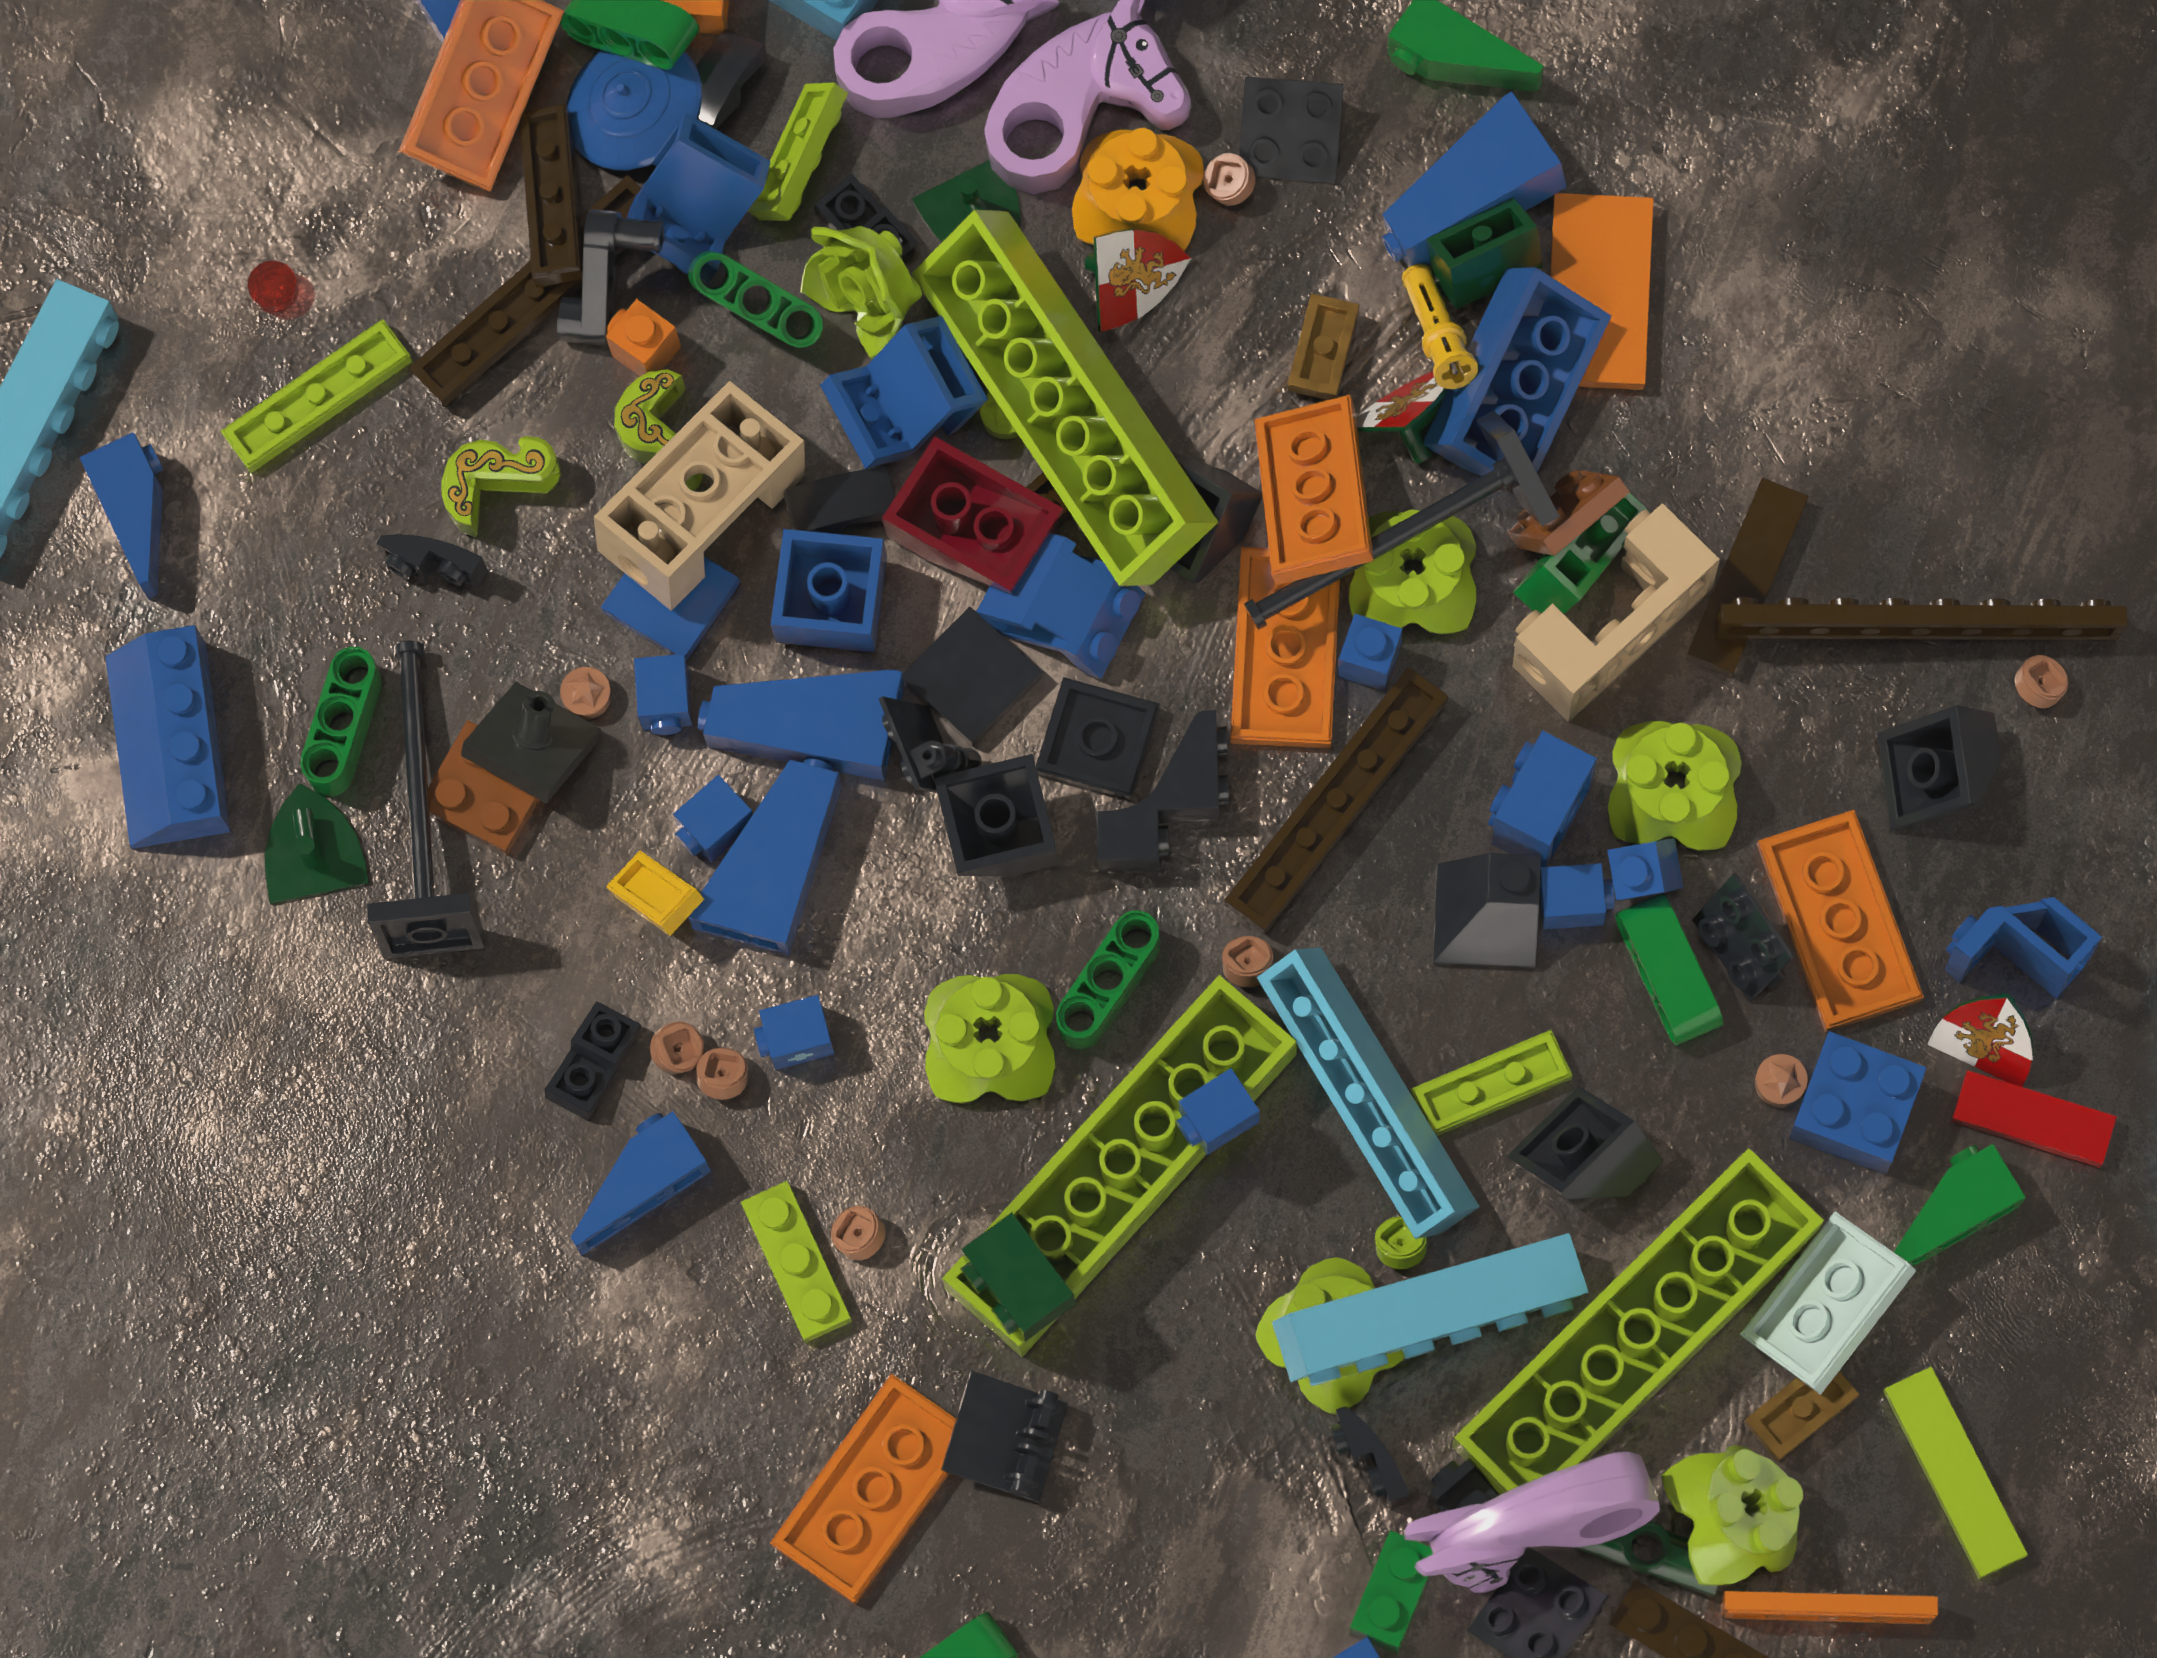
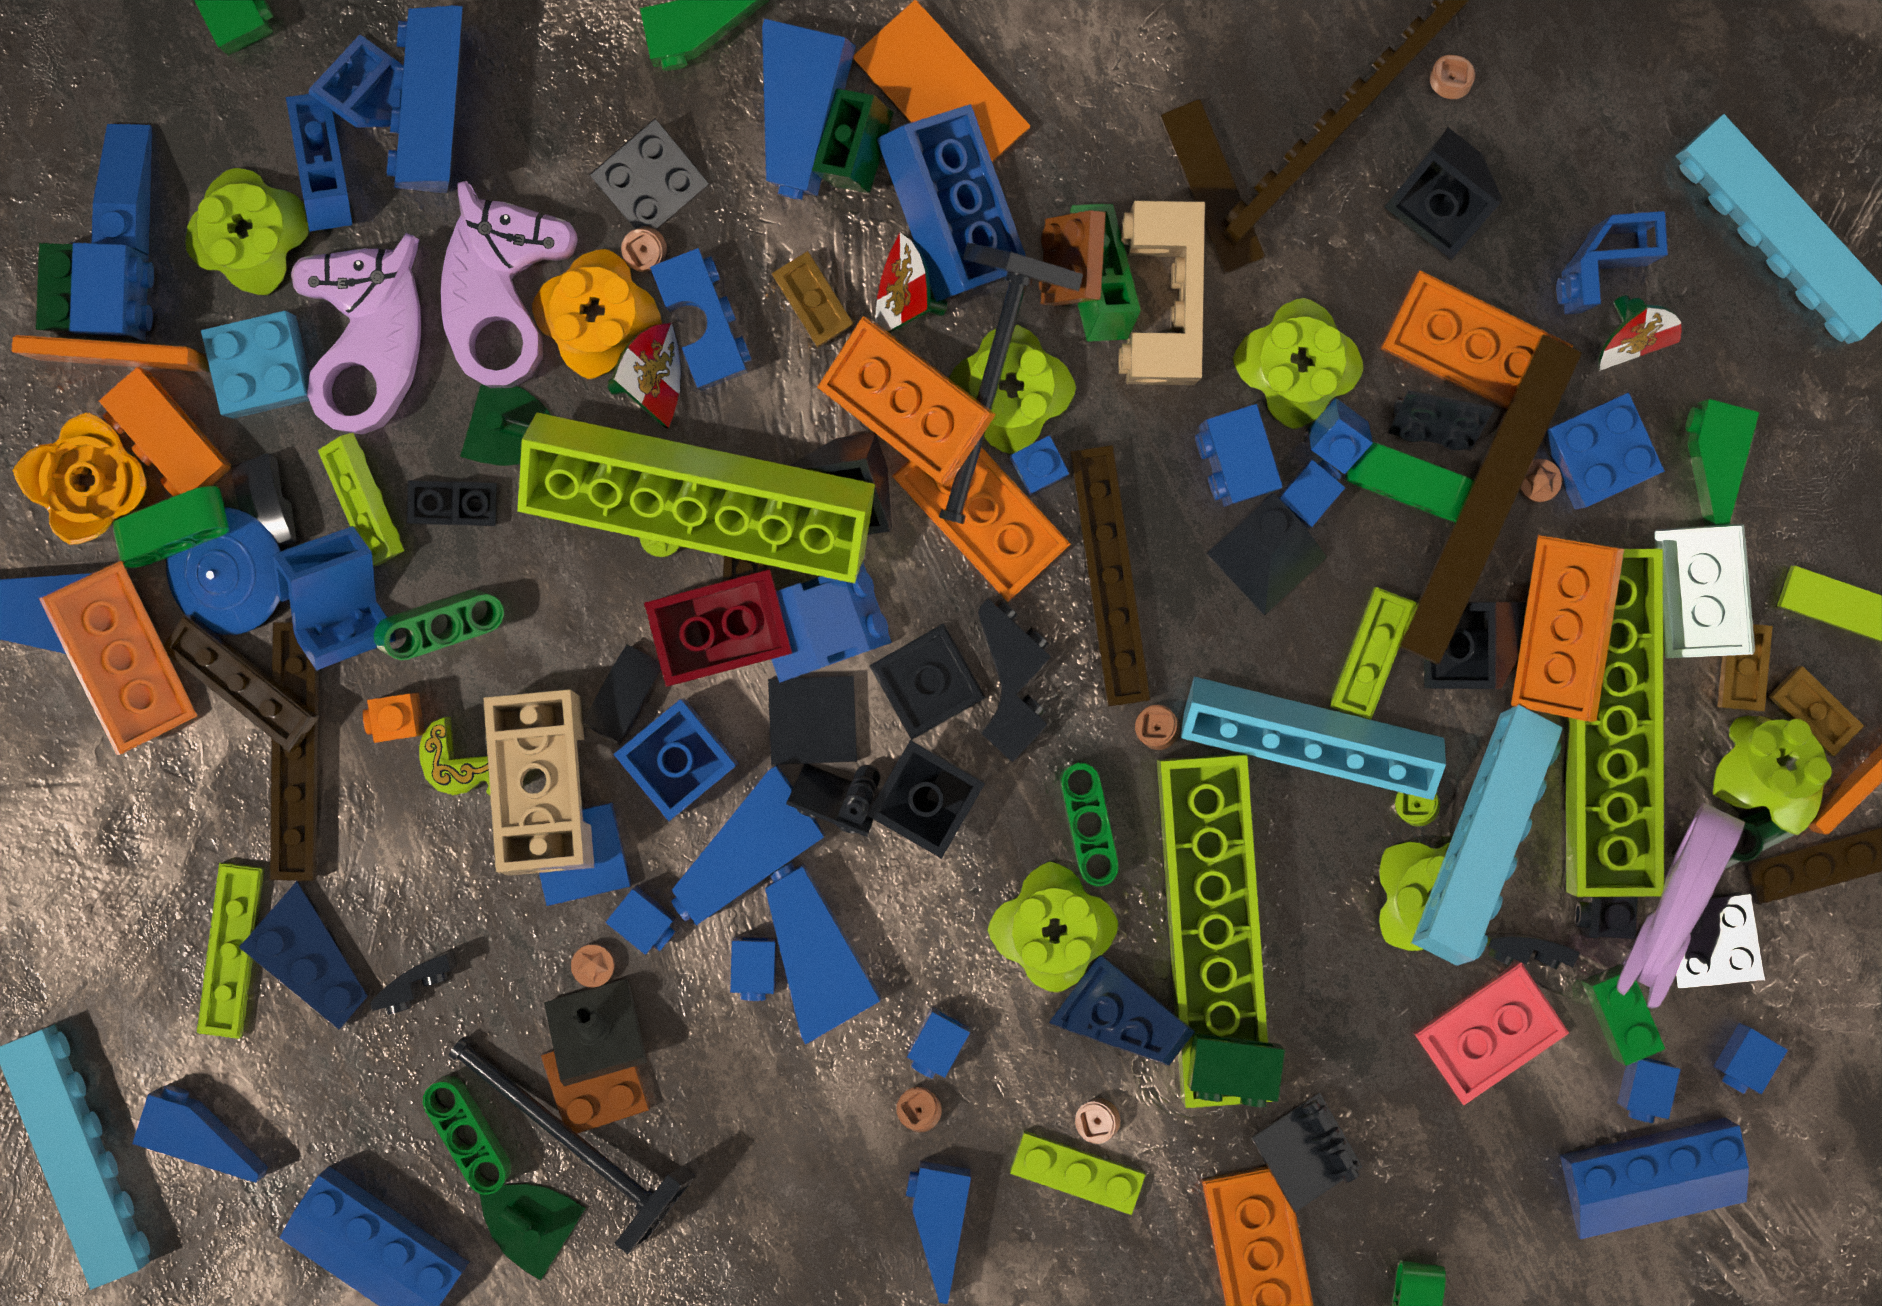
camera: 50 degrees left, 15 degrees up
(273, 286) = (129, 910): clear red tile -> none
(367, 457) = (304, 958): none -> dark blue wing
(492, 467) = (385, 889): lime animal -> none
(592, 1061) = (833, 1178): black slope -> none
(605, 231) = (345, 728): black beam -> none
(655, 893) = (768, 1047): yellow tile -> none
(676, 1047) = (876, 1121): nougat tile -> none
(861, 275) = (494, 539): lime brick -> none
(905, 393) = (591, 589): blue piece -> none
(969, 1155) = (1122, 1015): none -> dark blue wing
(1202, 312) = (689, 282): none -> blue arch
(1217, 1112) = (1251, 851): blue brick -> none
(1265, 1501) = (1491, 1033): none -> coral tile
(1423, 290) = (834, 201): yellow pin -> none
(1675, 1203) = (1567, 627): none -> orange tile
(1718, 1043) = (1489, 499): none -> dark brown tile
(1826, 1508) = (1807, 699): none -> pearl gold plate
(2034, 1119) = (1707, 354): red tile -> none

